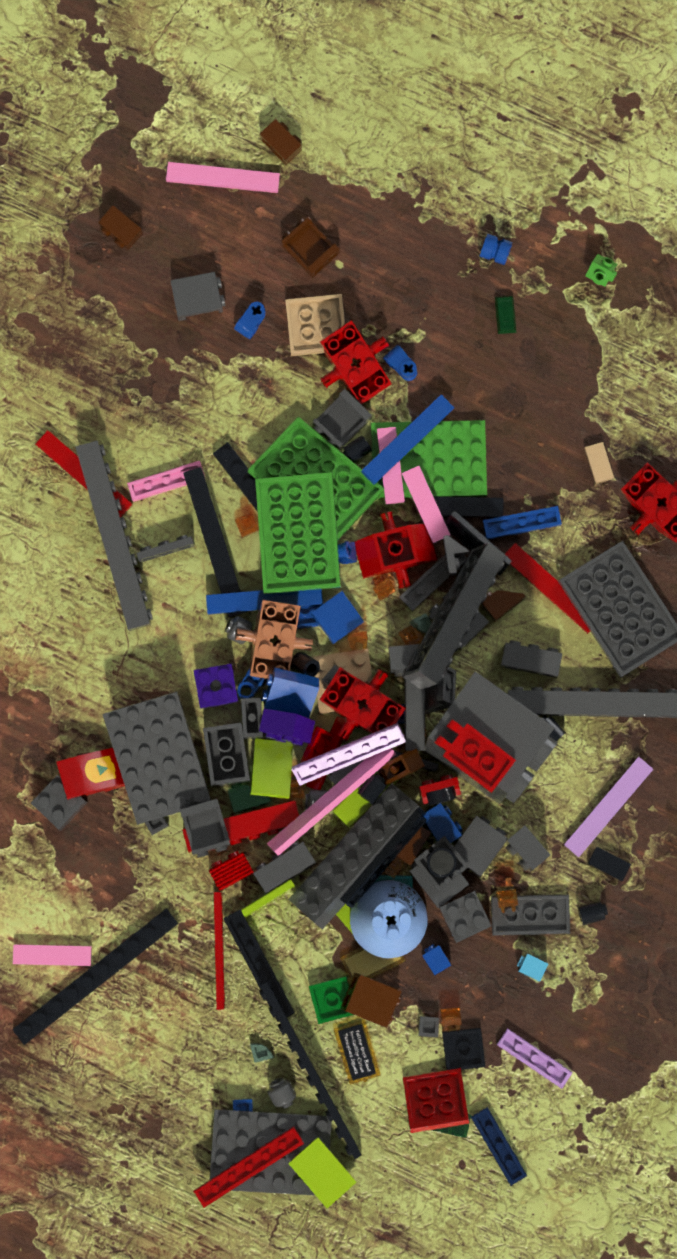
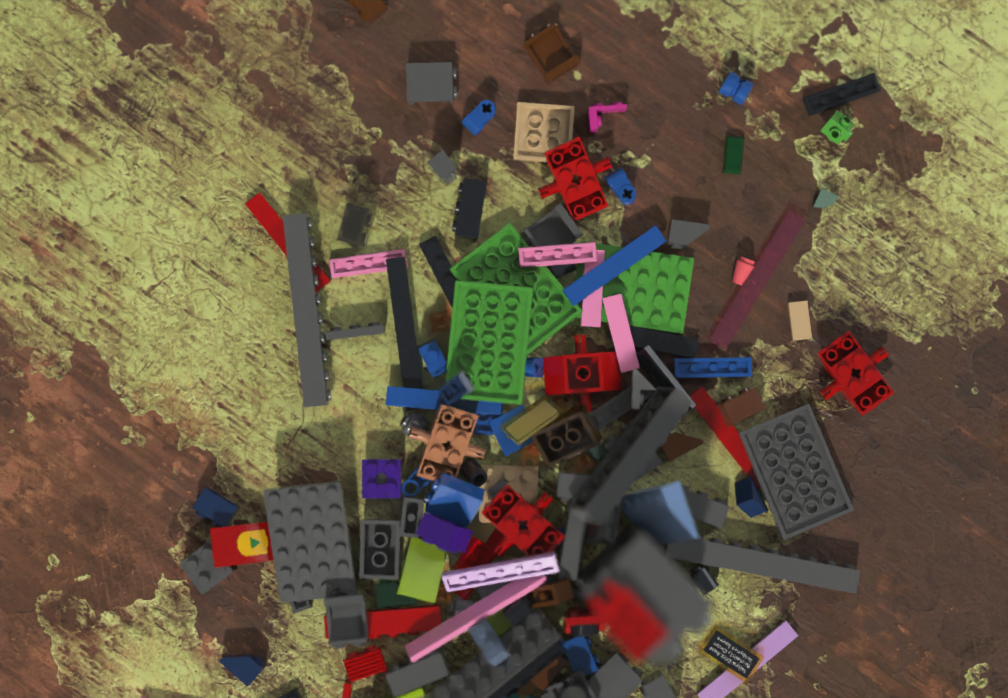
camera: 10 degrees right, 5 degrees up
(56, 743) = (215, 507): none -> dark blue brick
(112, 895) = (243, 666): none -> dark blue slope
(147, 445) = (355, 226): none -> clear smoke brick
(224, 374) = (443, 168): none -> dark grey brick
(247, 560) = (433, 357): none -> blue torso
(257, 410) = (469, 209): none -> black brick
(274, 581) = (456, 388): none -> dark blue slope
(349, 823) = (489, 642): none -> sand blue brick
(350, 438) = (557, 254): none -> bright pink tile
(353, 602) = (531, 420): none -> clear yellow piece
(364, 292) = (595, 121): none -> dark pink bracket
(389, 611) = (567, 436): none -> dark brown brick
(471, 397) = (683, 233): none -> dark grey slope
(498, 663) = (660, 513): none -> light blue slope
(534, 423) = (742, 270): none -> coral cone
(550, 431) = (757, 280): none -> clear pink tile
(556, 555) = (741, 407): none -> reddish brown brick
(581, 643) = (749, 497): none -> dark blue slope
(590, 799) = (731, 654): none -> piece
(600, 238) = (841, 94): none -> black tile
(602, 341) = (825, 199): none -> sand green tile

